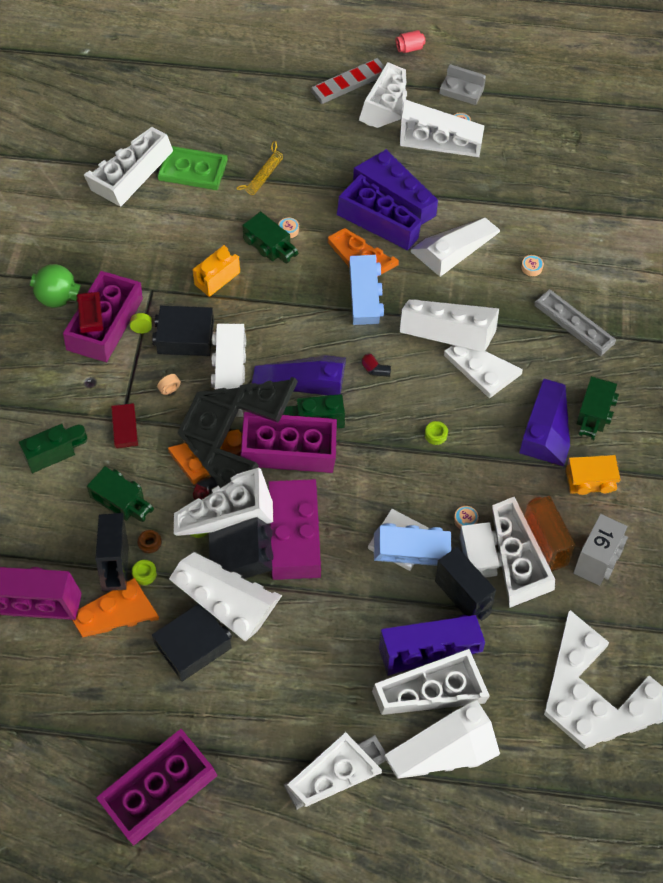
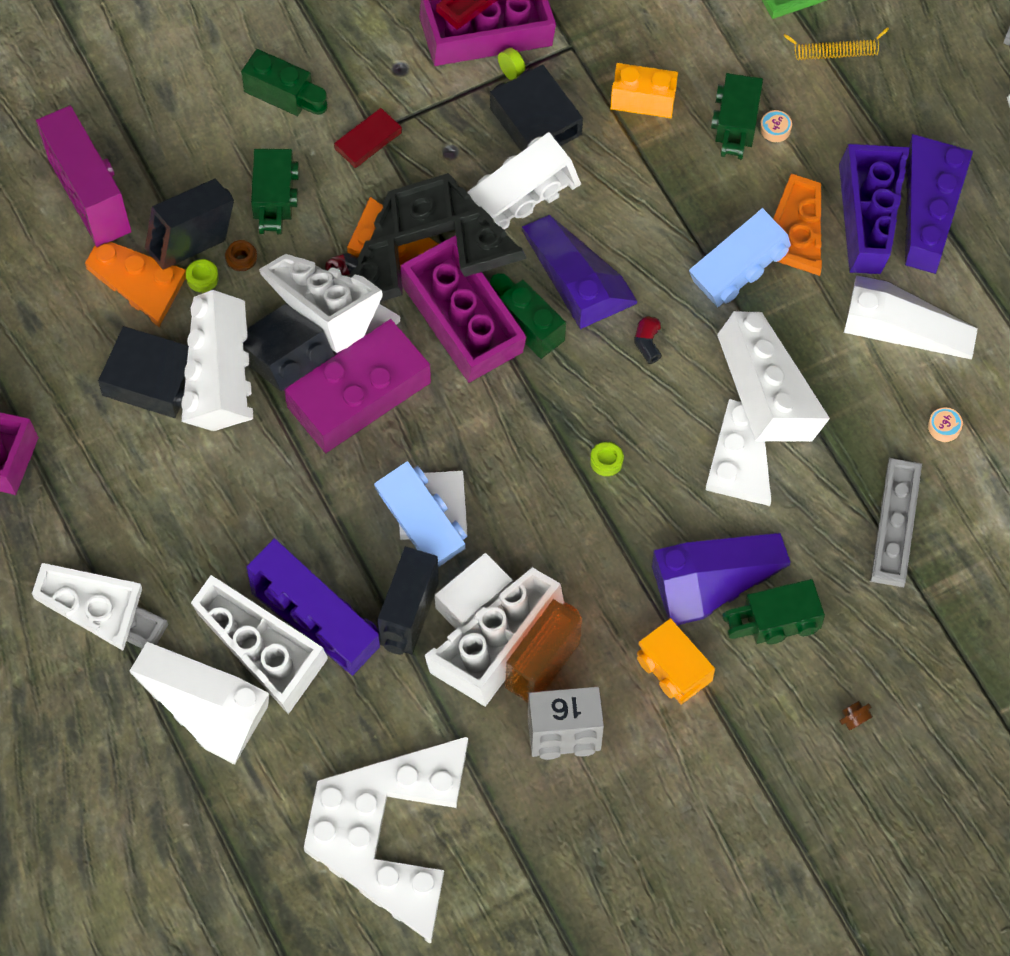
camera: 55 degrees right, 5 degrees up
(168, 384) = (451, 144): light nougat tile -> none
(465, 516) = (512, 557): light nougat tile -> none

